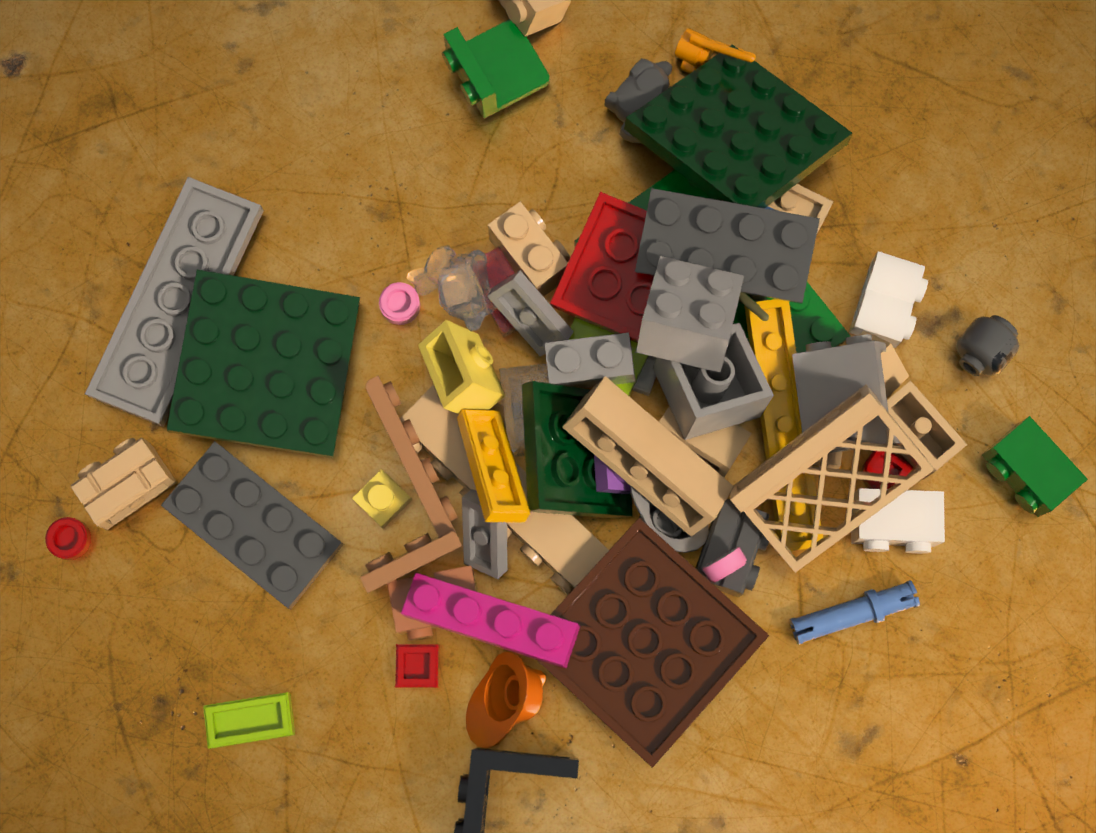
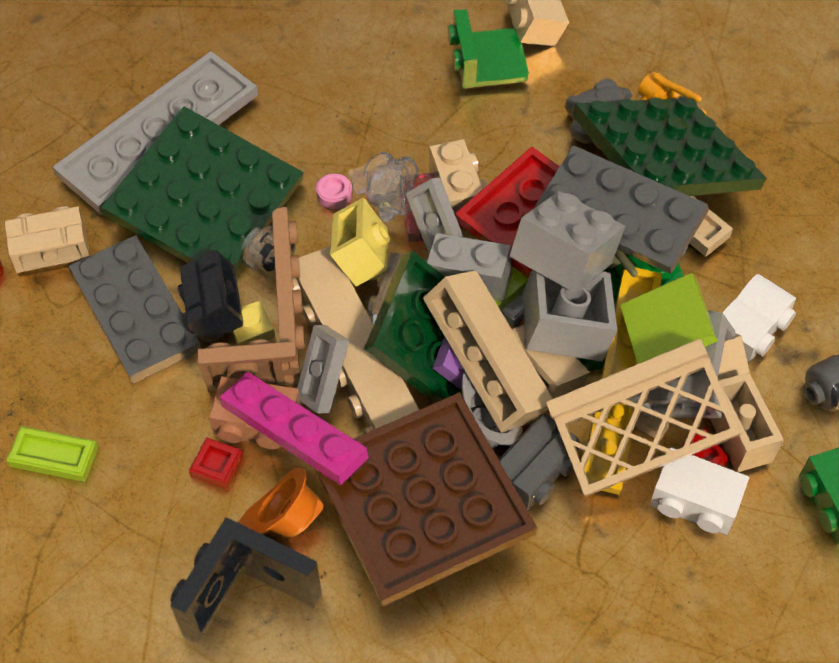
camera: 20 degrees right, 20 degrees down
(331, 490) = (210, 296): none -> black brick
(359, 414) = (259, 252): none -> clear head
(493, 466) = (351, 311): yellow tile -> none
(725, 565) = (521, 457): bright pink tile -> none
(819, 364) = (668, 318): none -> lime tile
(869, 607) = (632, 558): medium blue pin -> none

